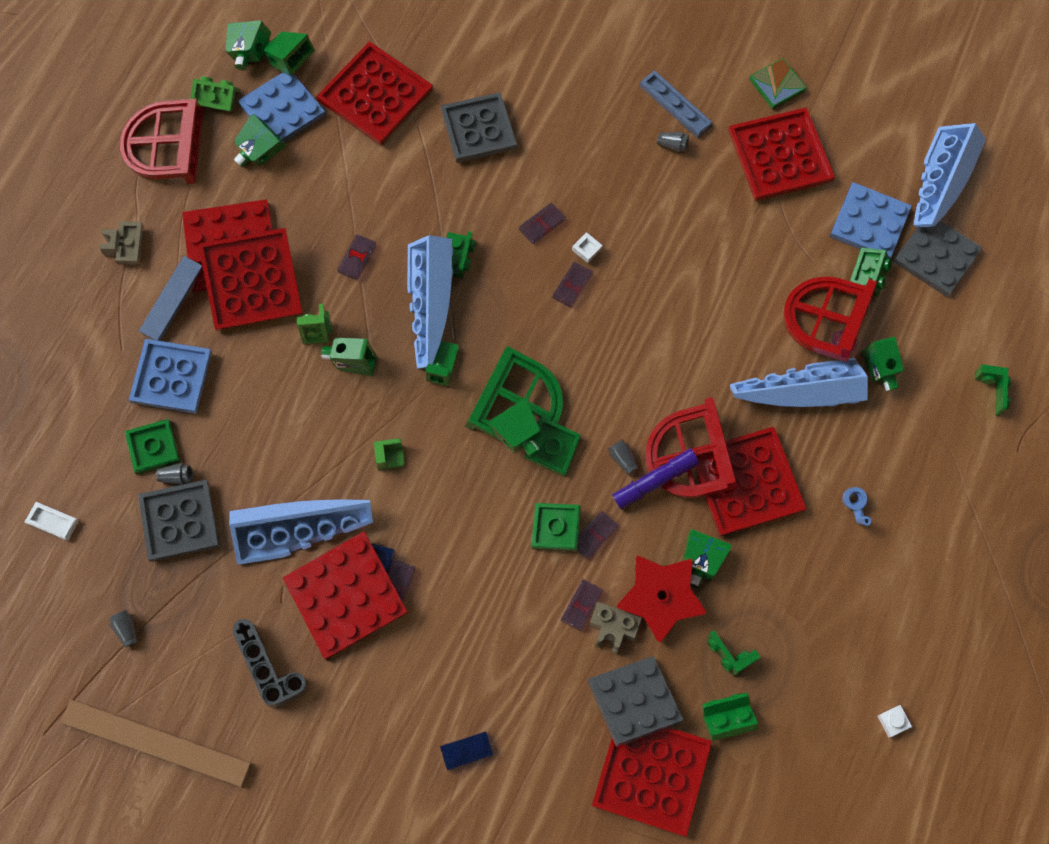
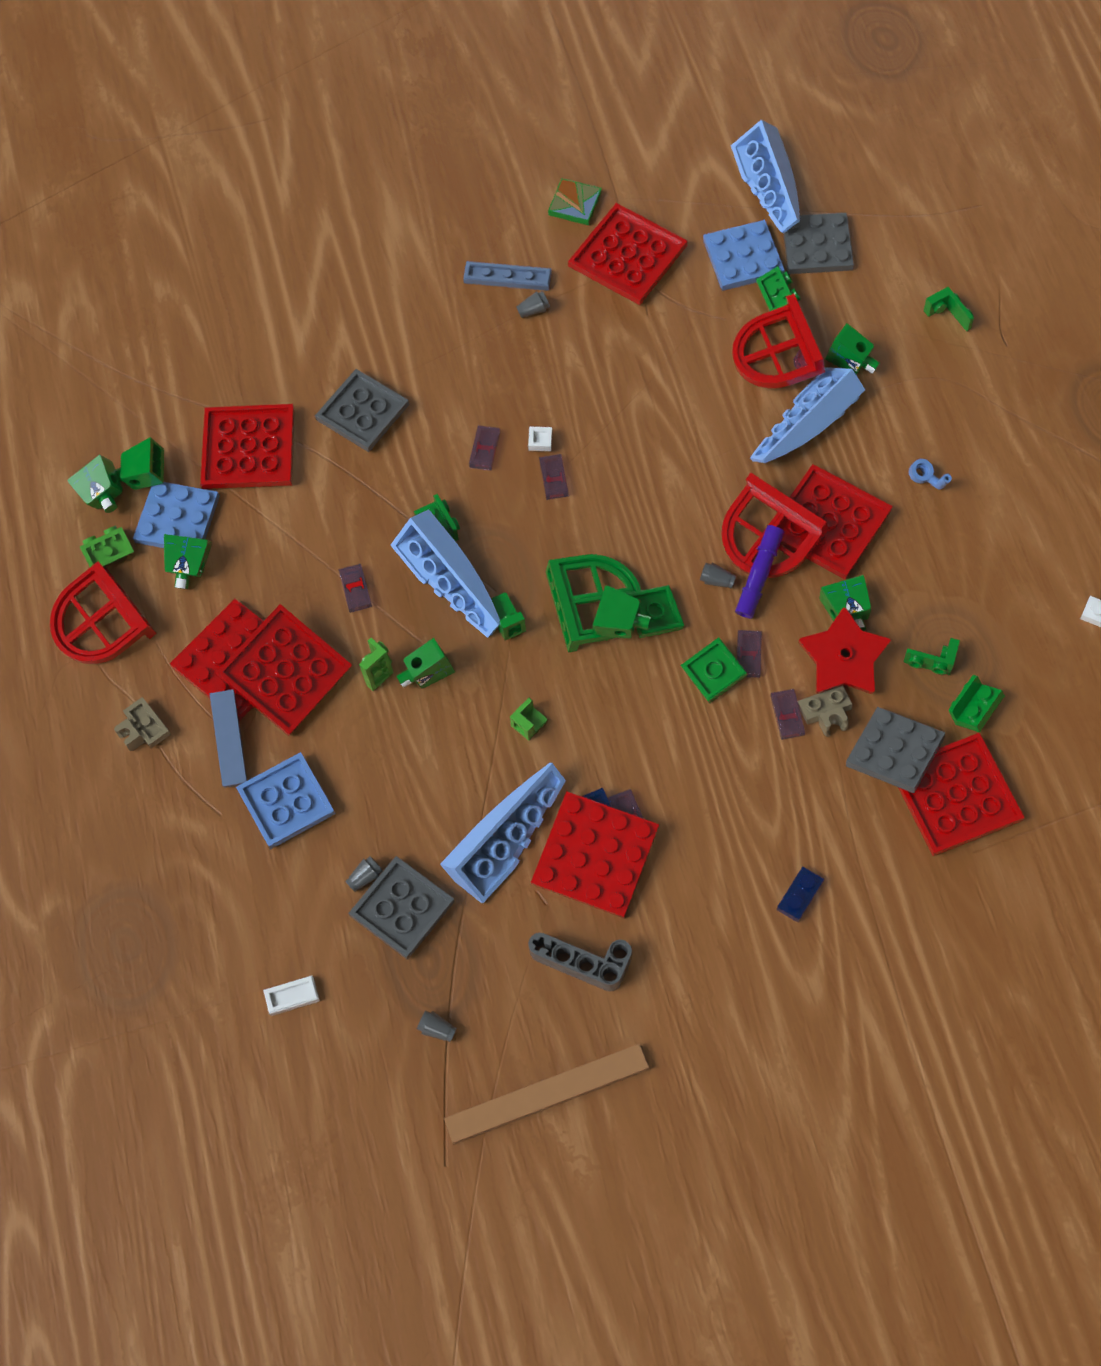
camera: 30 degrees left, 5 degrees down
(152, 446) = (321, 869): green tile -> none

